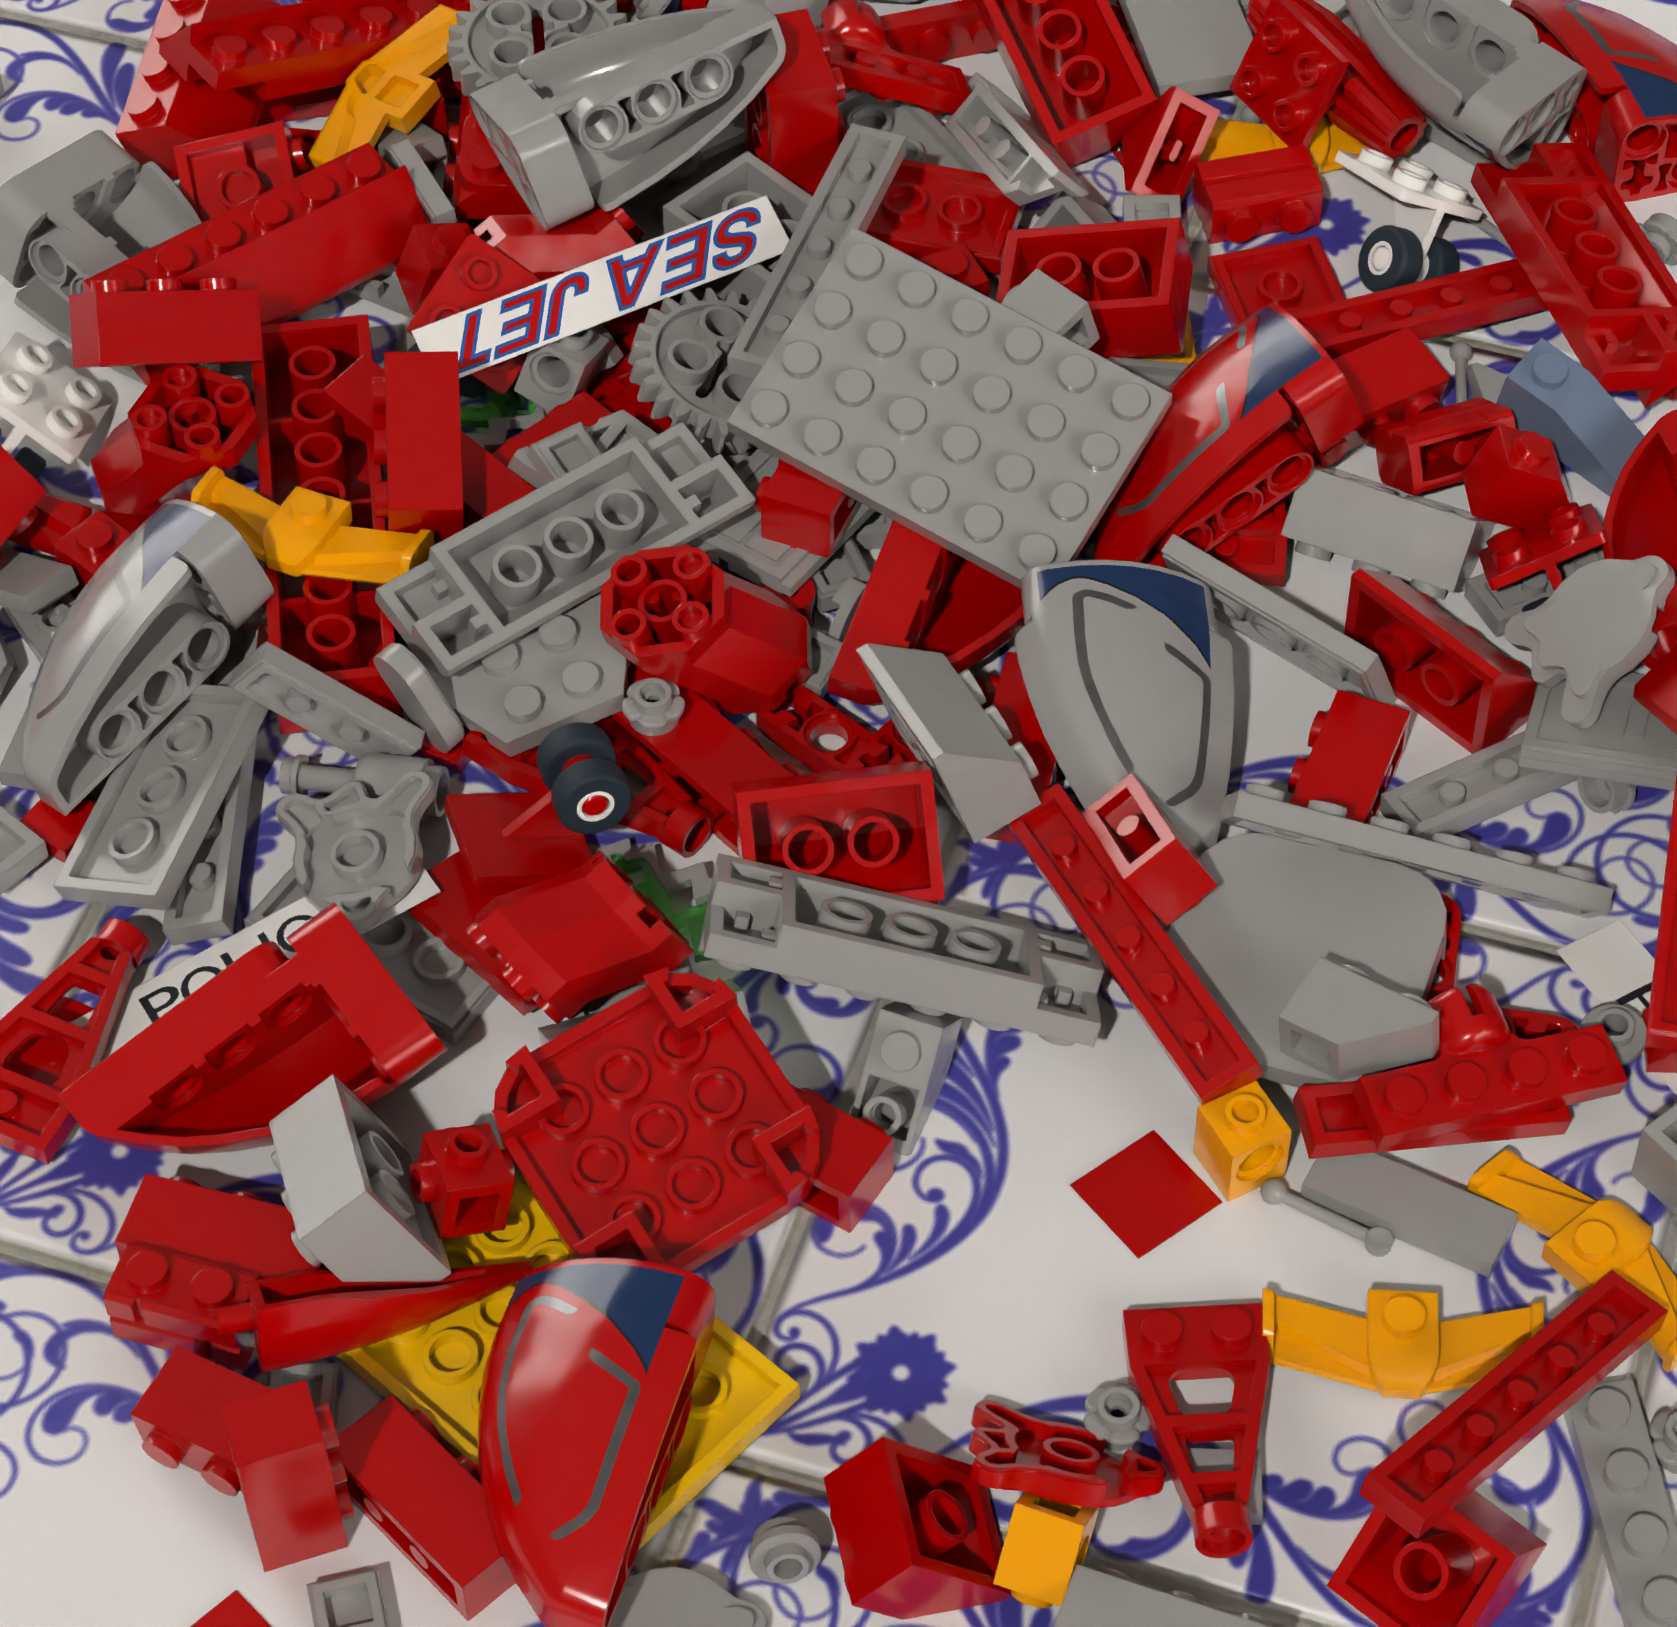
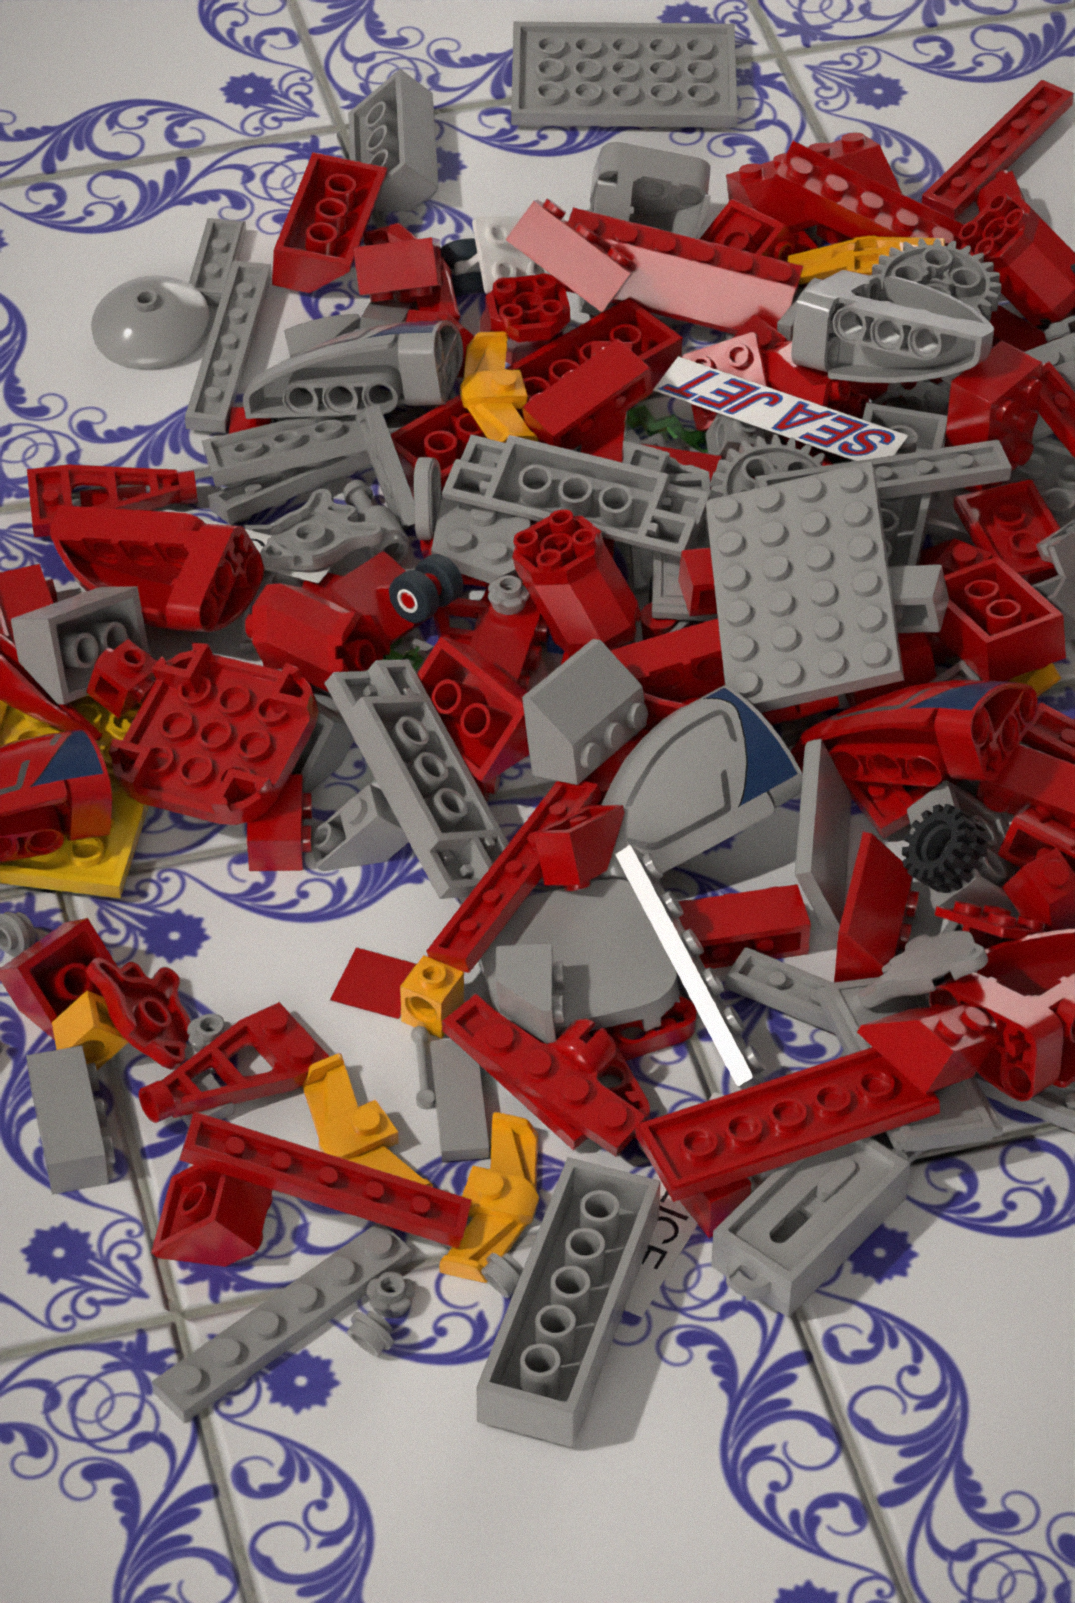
camera: 55 degrees right, 5 degrees down
(1375, 529) = (959, 858): none -> black tyre

